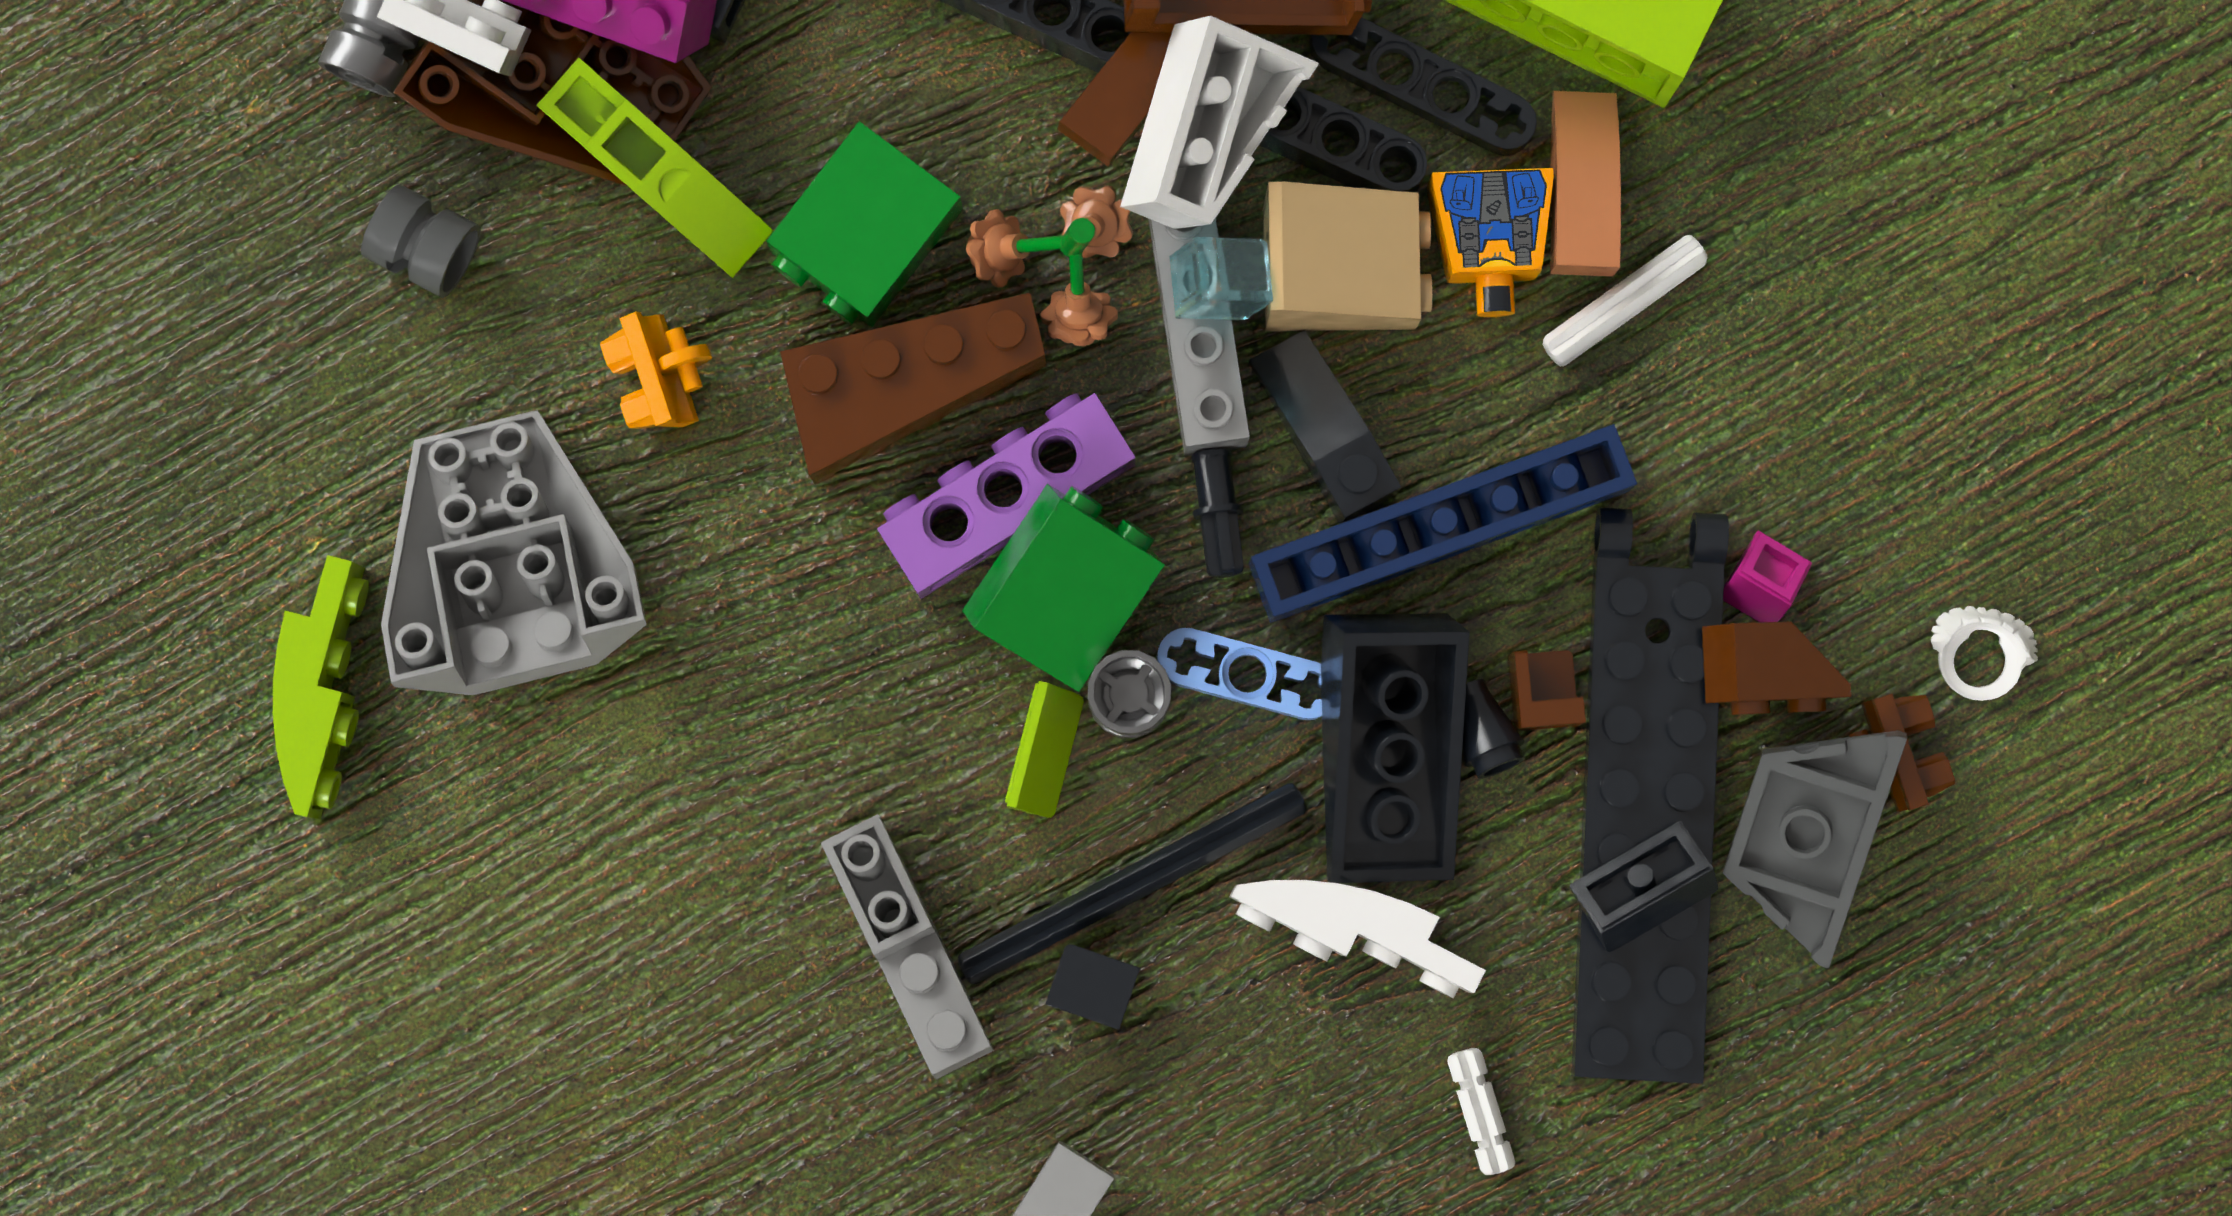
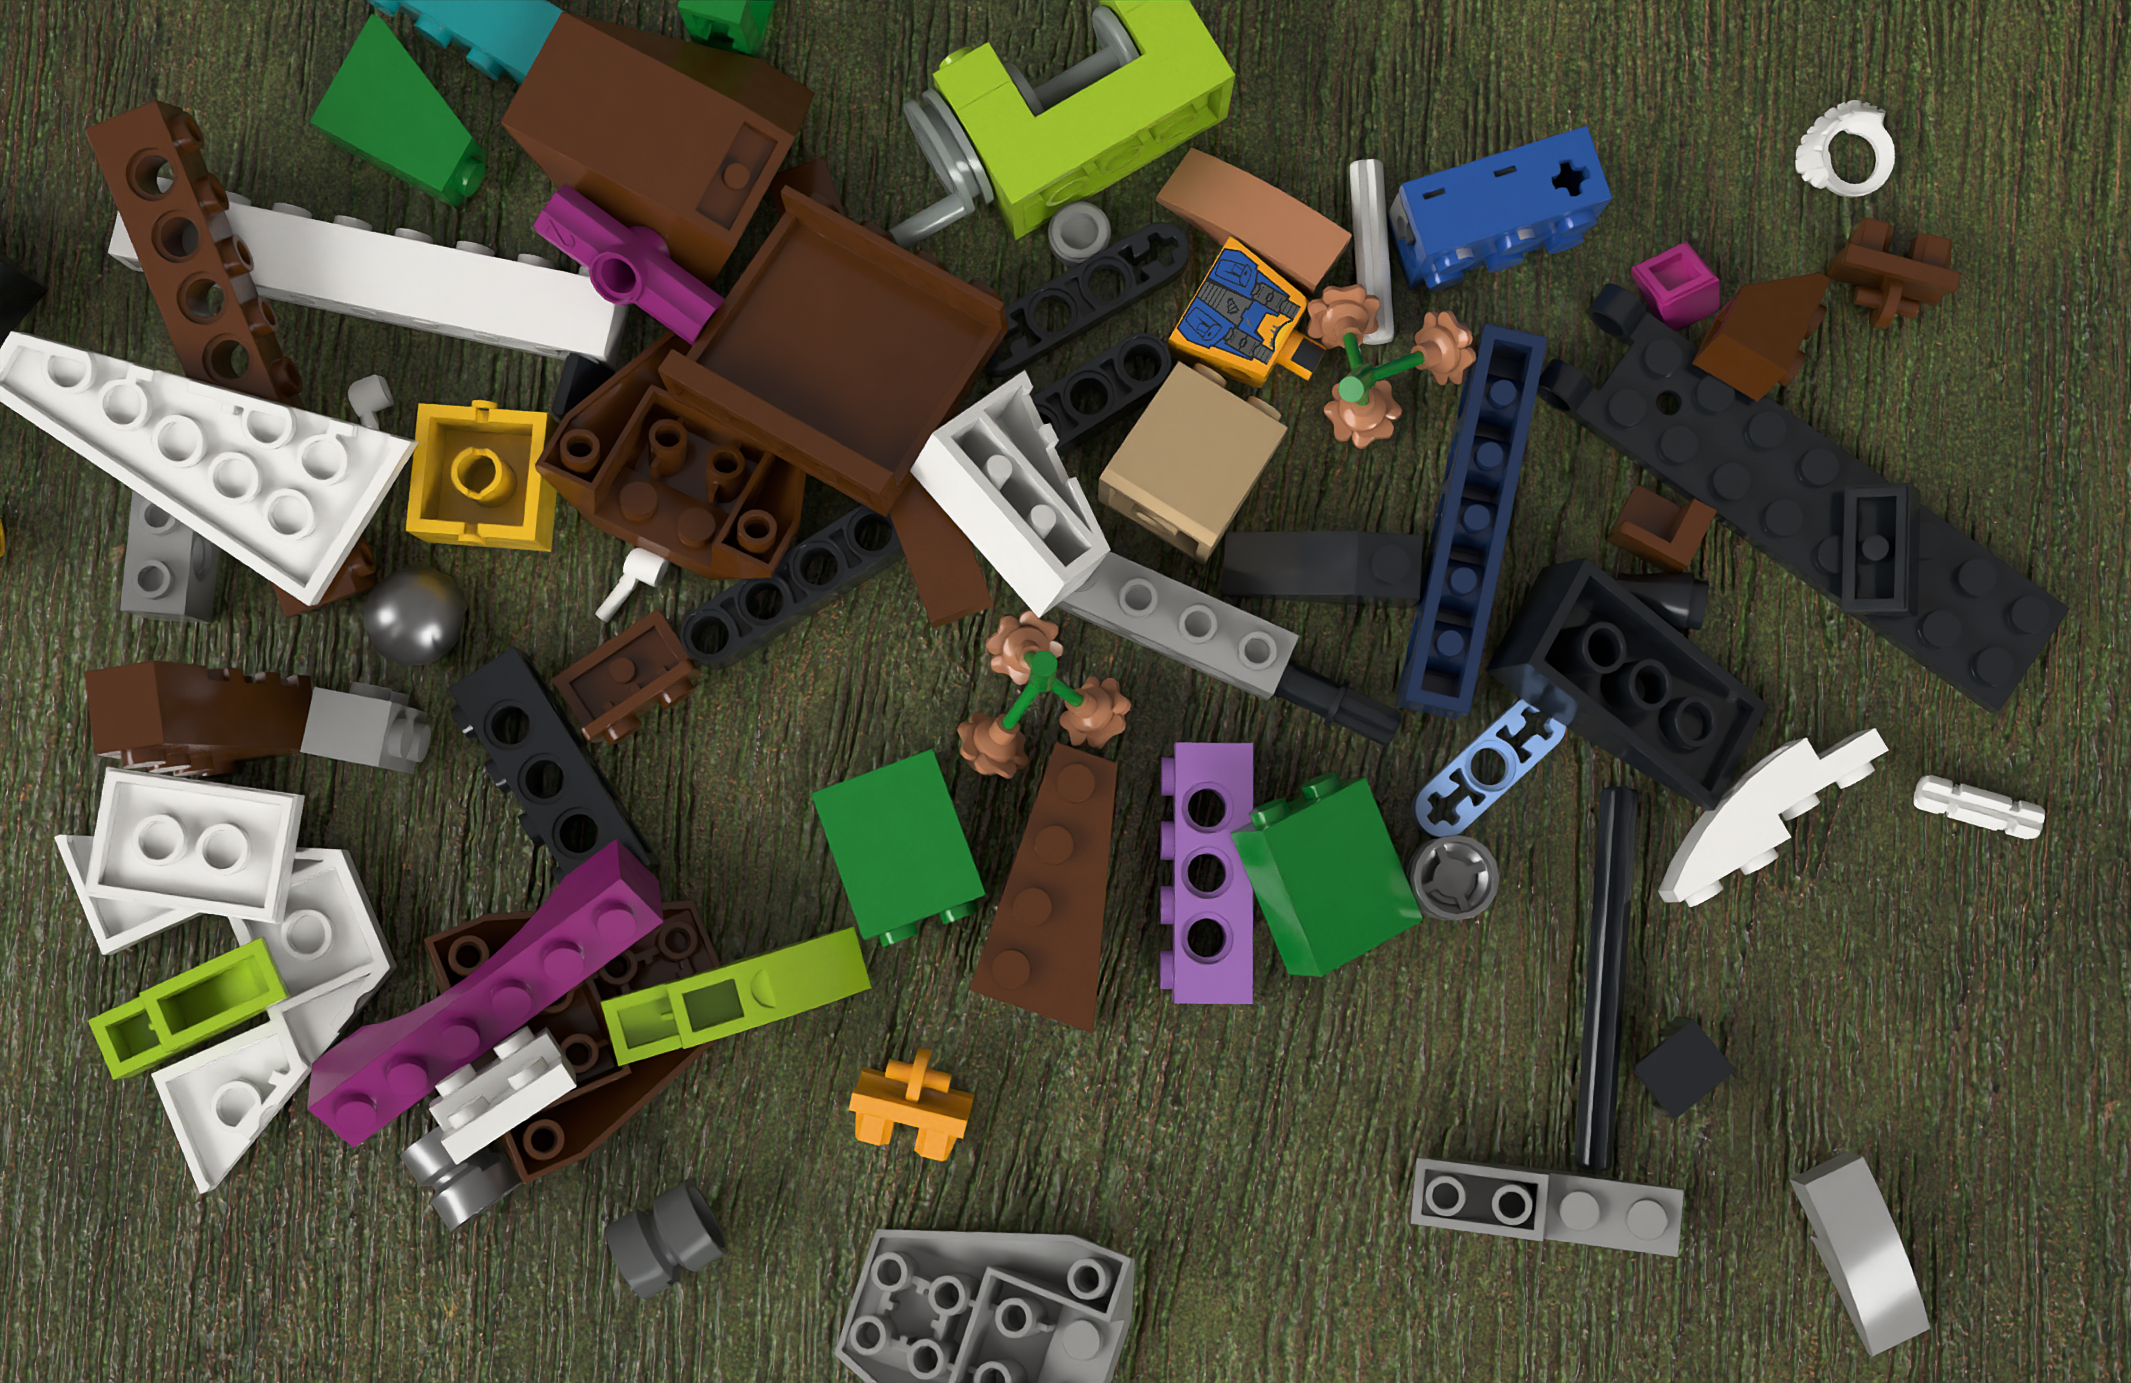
camera: 55 degrees left, 0 degrees up
(1044, 750) = (1447, 981): lime slope -> none
(1221, 278) = (1155, 572): clear light blue panel -> none
(1480, 45) = (1078, 233): none -> light grey tile
(1486, 361) = (1361, 404): none -> nougat plant
(1723, 377) = (1498, 209): none -> blue piece
(1812, 831) = (1919, 382): dark grey wing -> none

